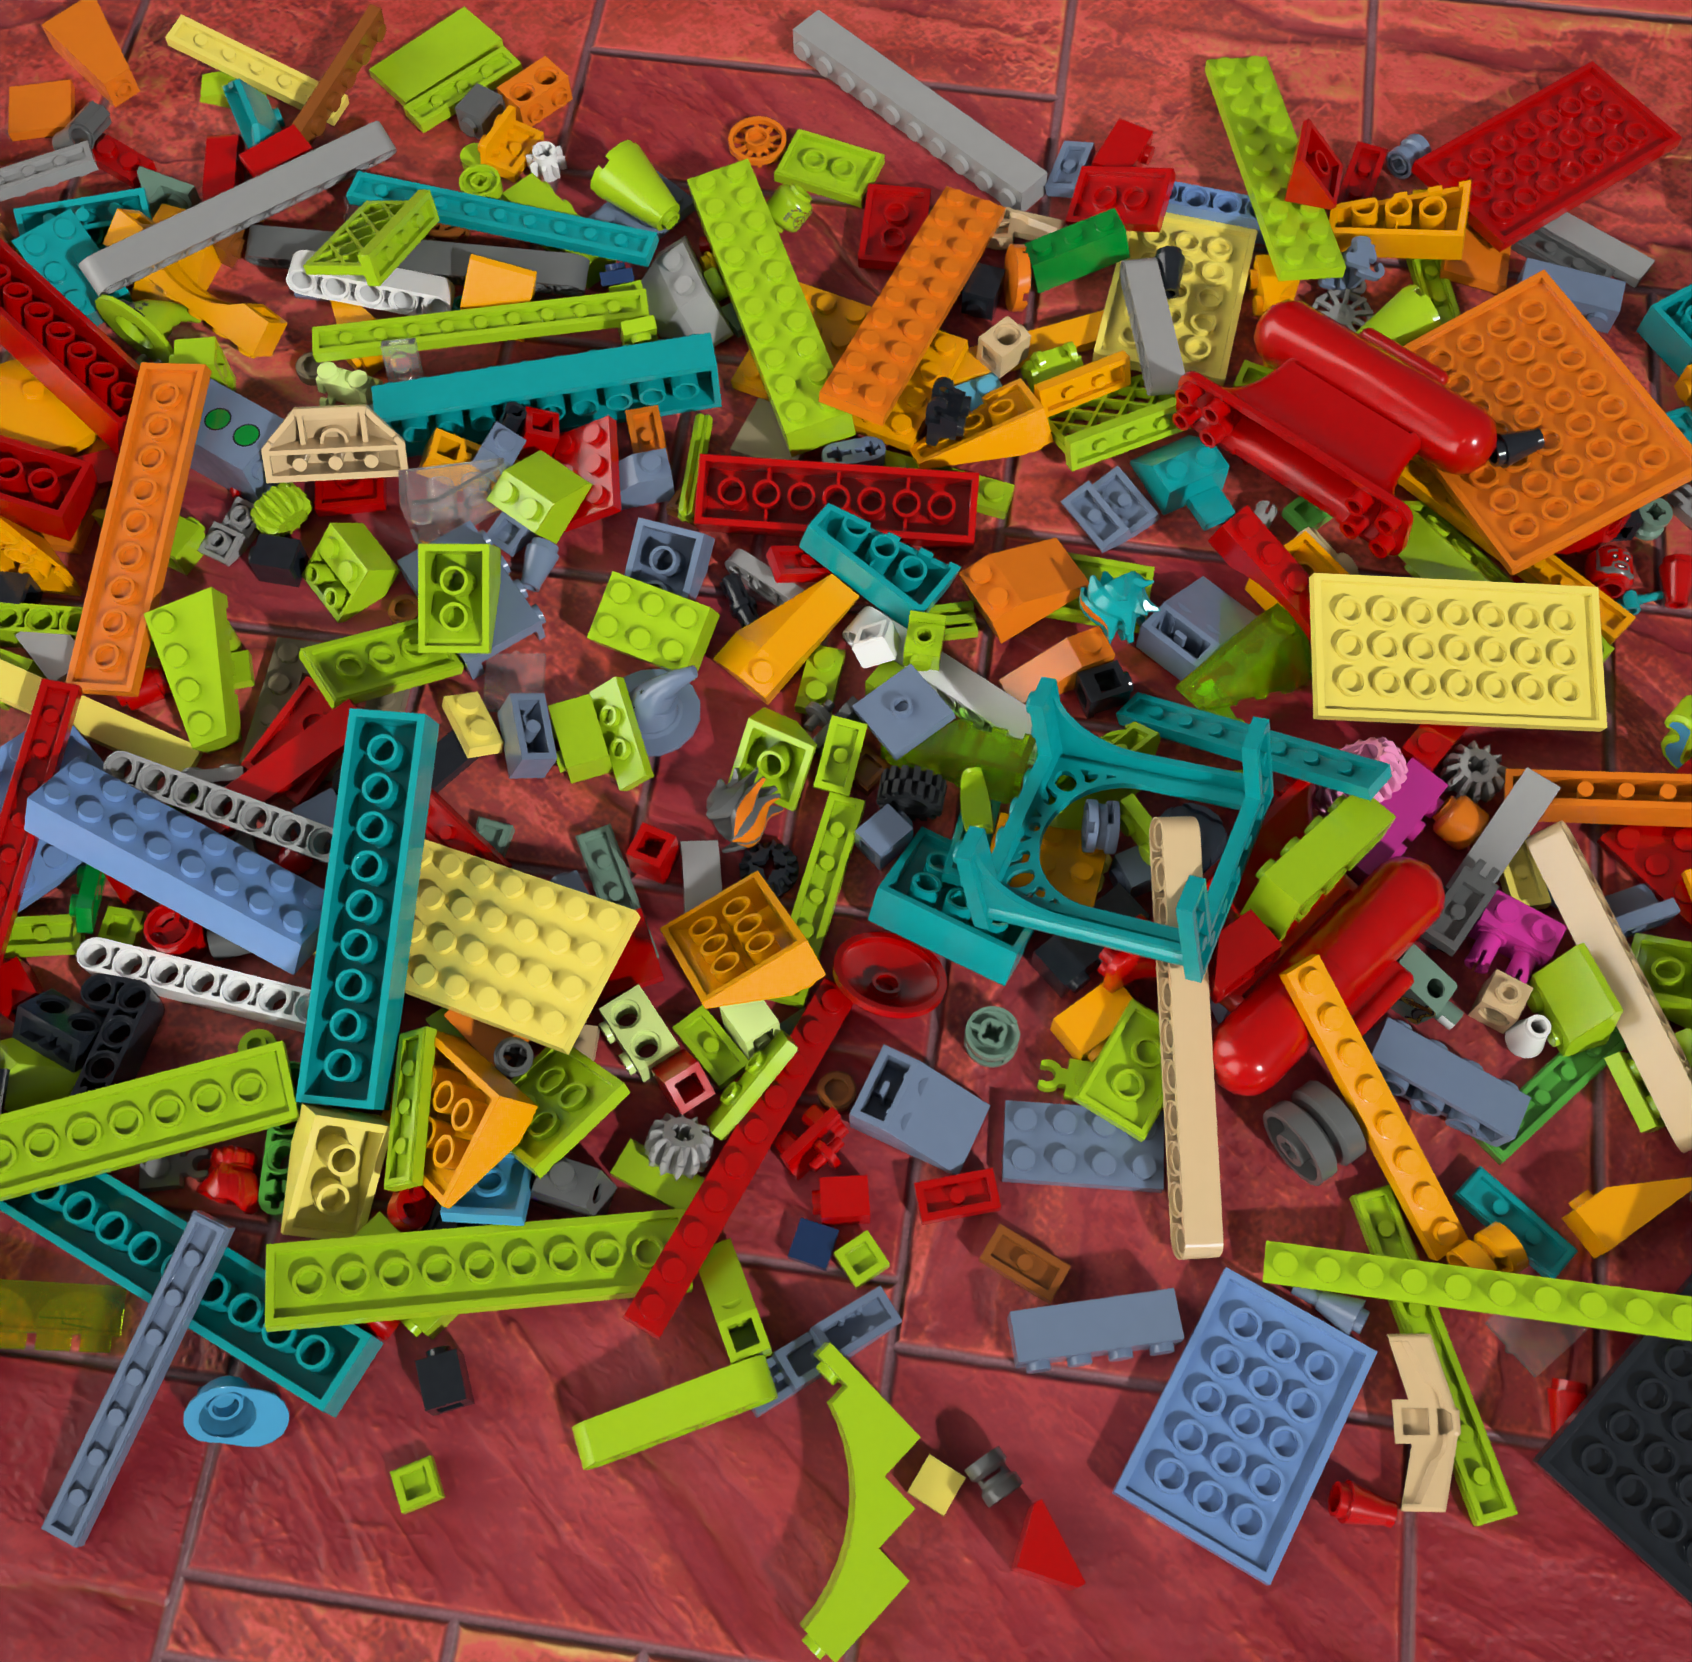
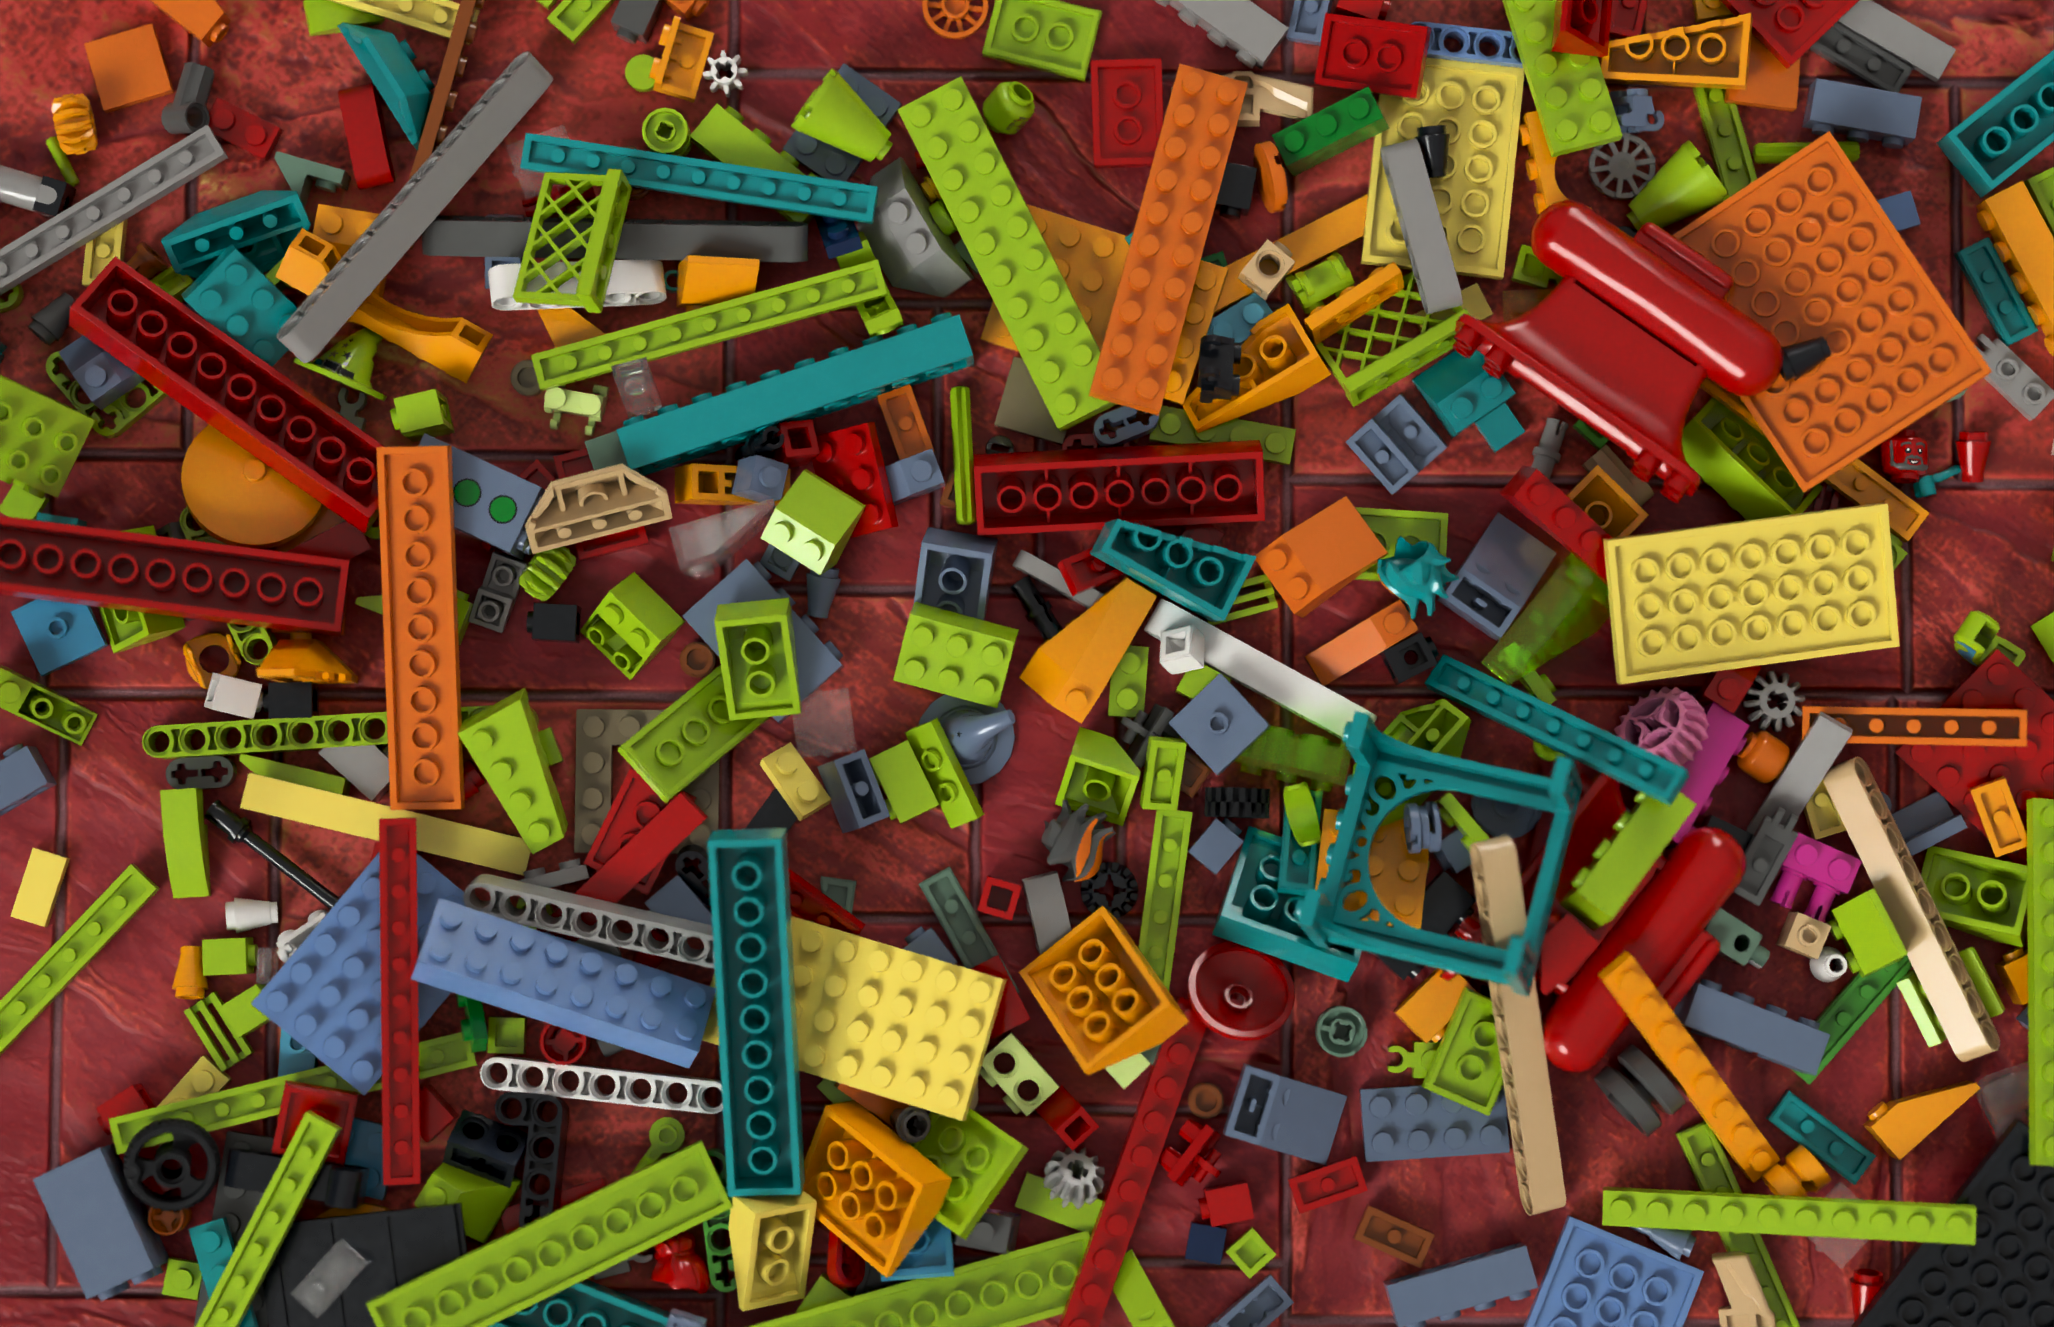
camera: 10 degrees left, 20 degrees up
(275, 151) = (431, 127): red tile -> none
(410, 1110) = (830, 1185): lime tile -> none
(711, 1047) = (1095, 1089): lime plate -> none
(759, 1074) = (1130, 1114): lime plate -> none
(924, 640) = (1229, 630): lime brick -> none

